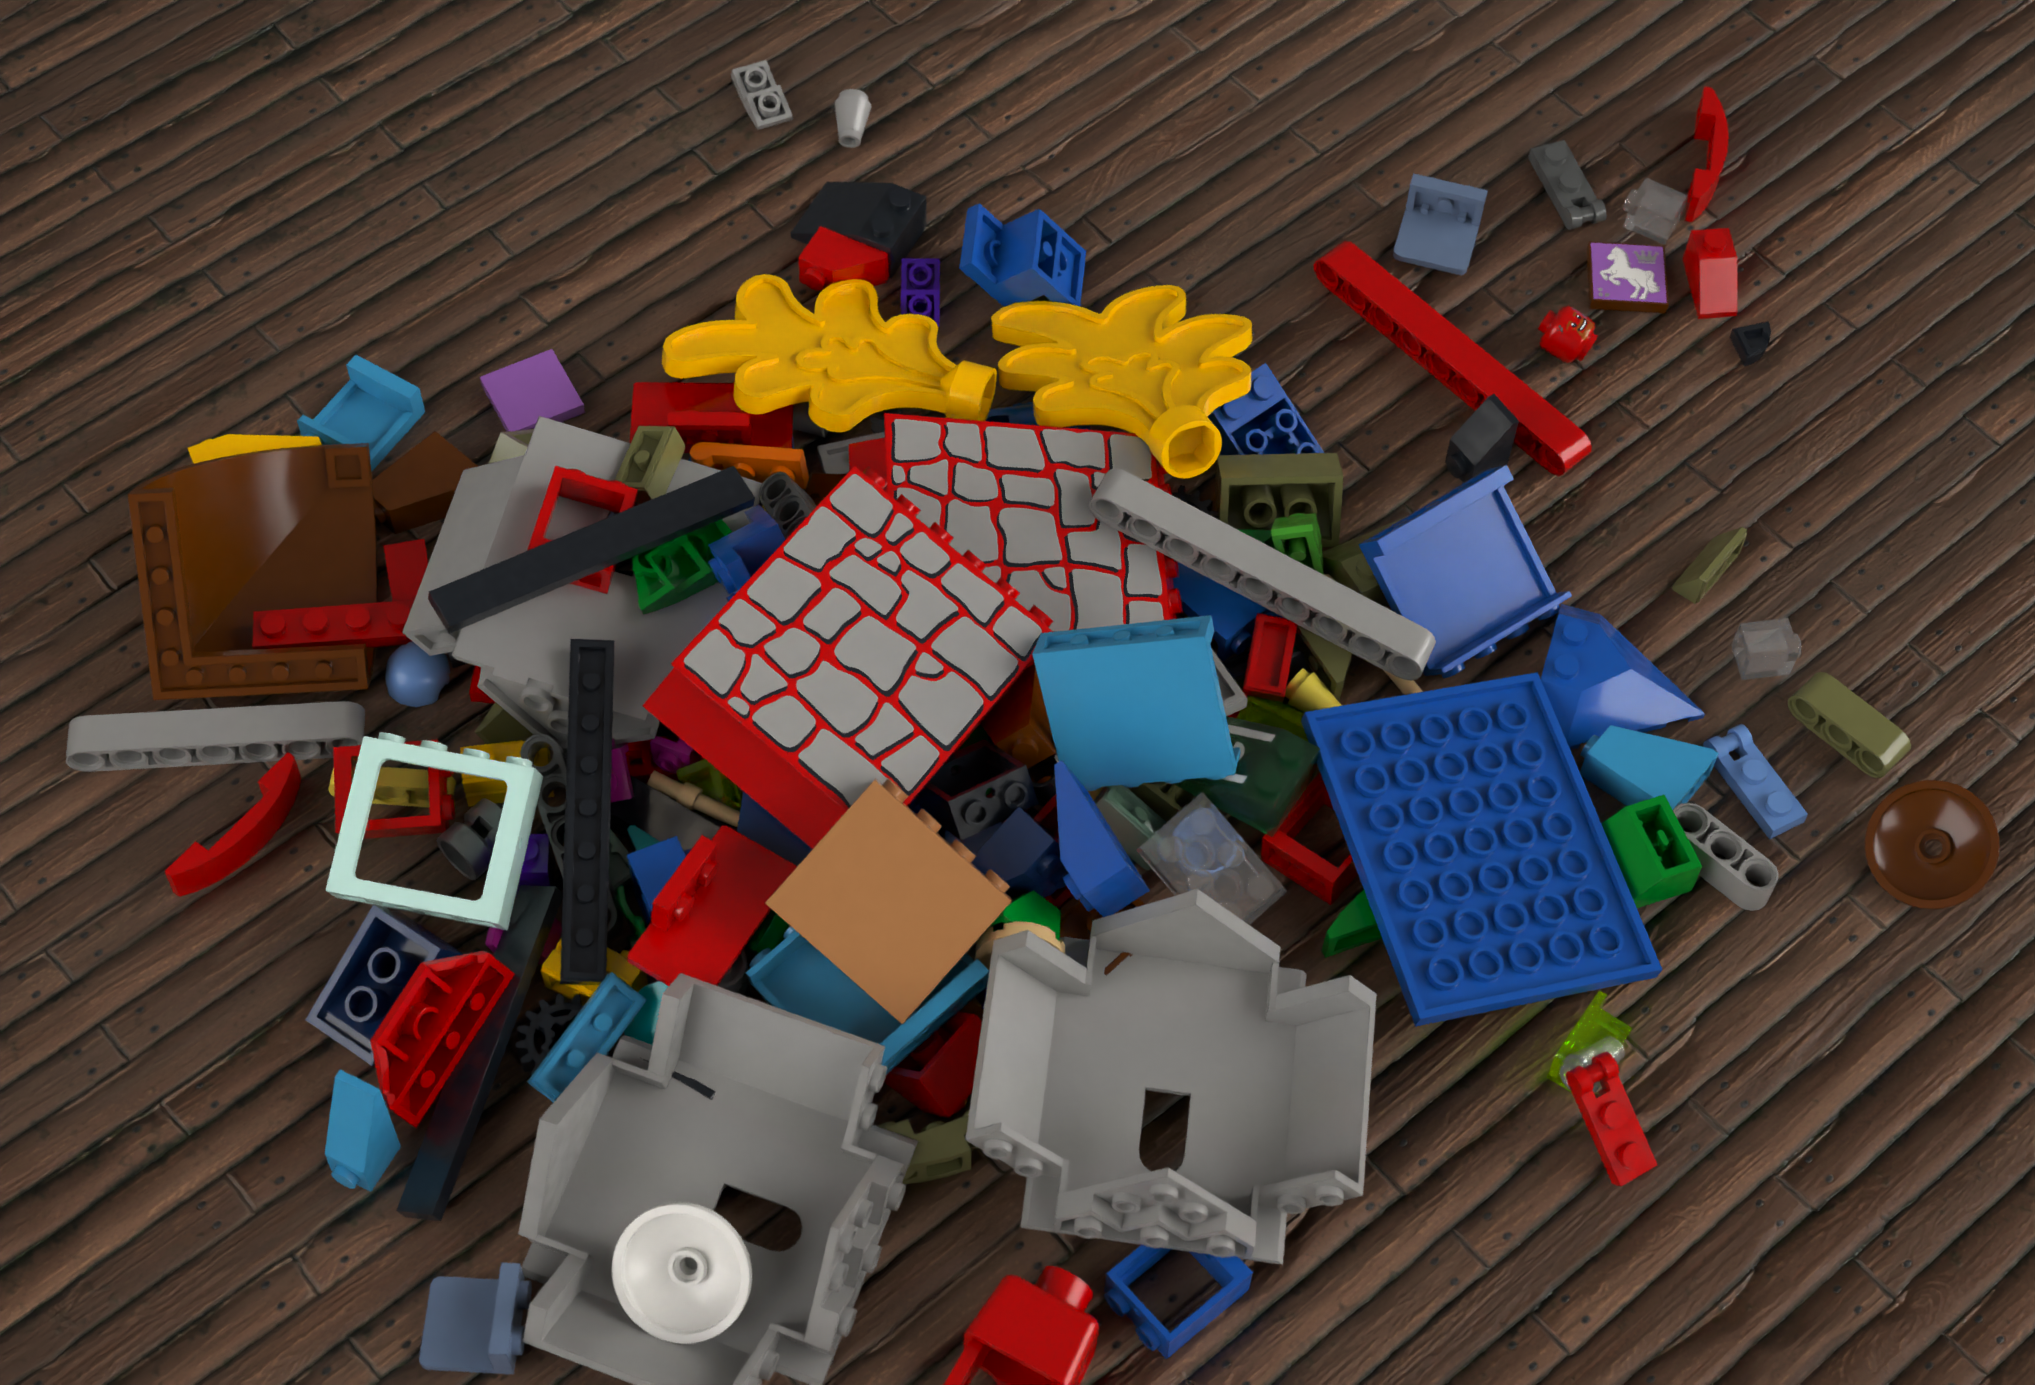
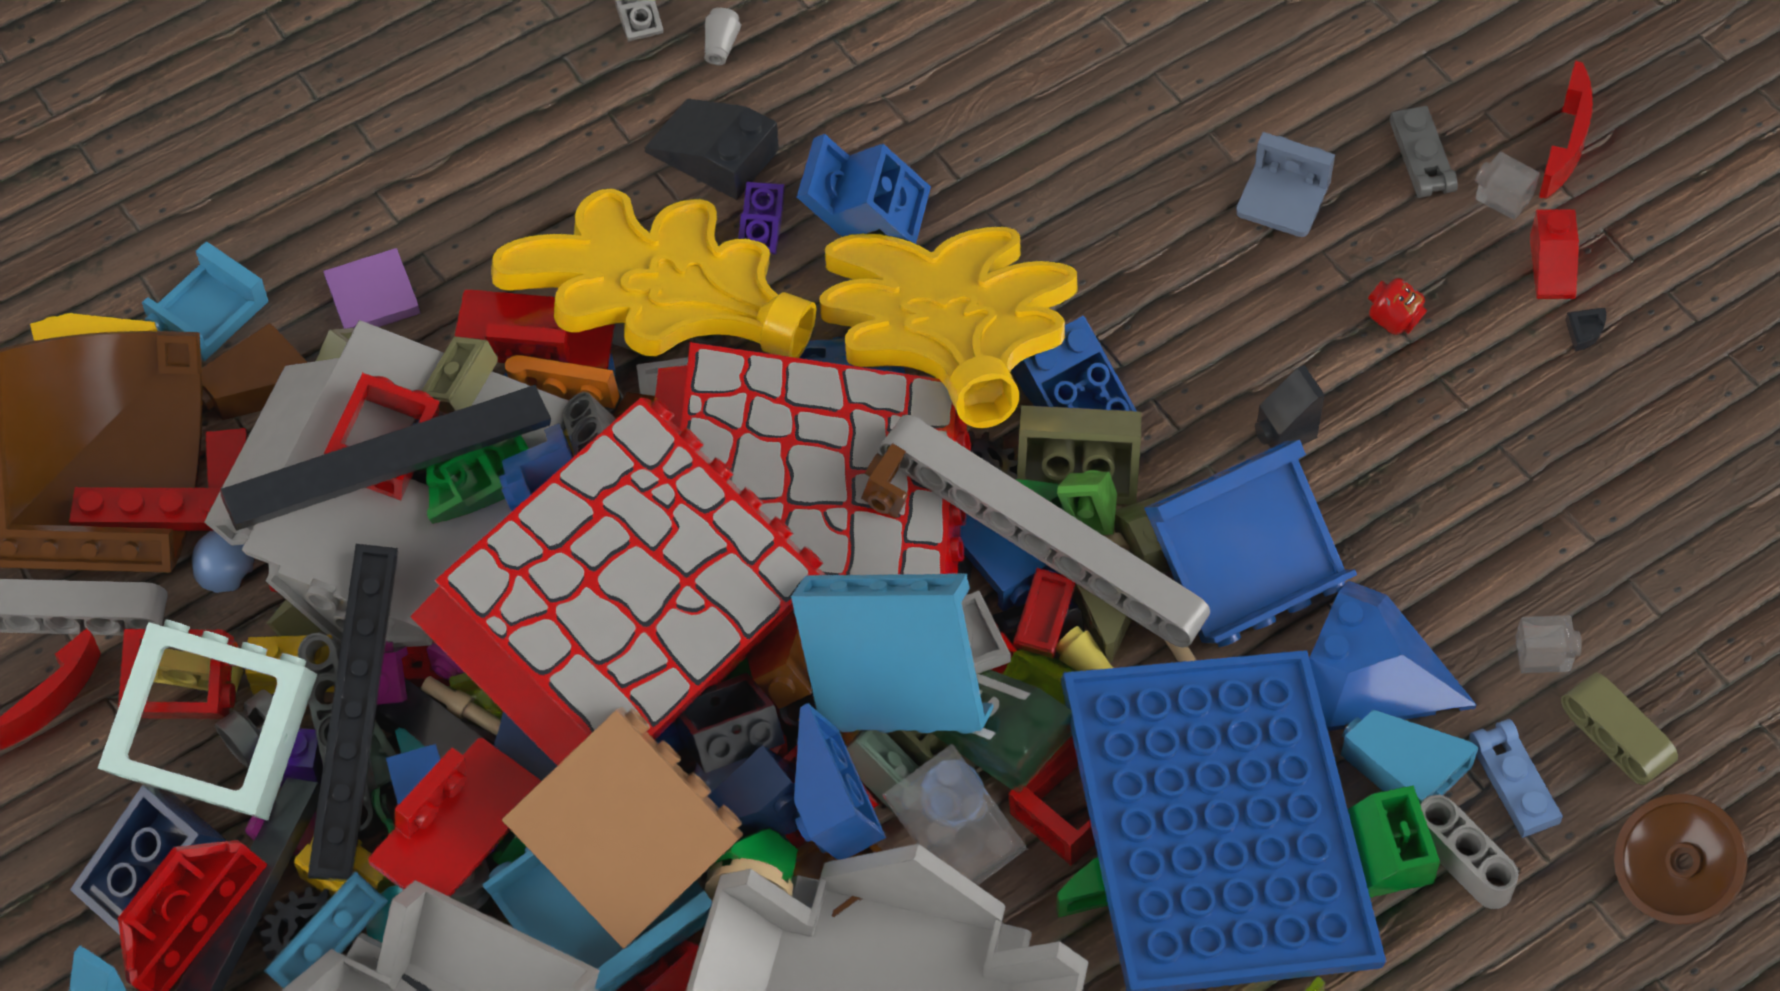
camera: 10 degrees right, 0 degrees up
(838, 258) = (683, 177): red slope -> none
(1098, 548) = (879, 491): none -> reddish brown bracket
(1450, 355) = (1277, 321): red beam -> none
(1627, 277) = (1469, 251): tile -> none
(1710, 565) = (1505, 554): olive slope -> none

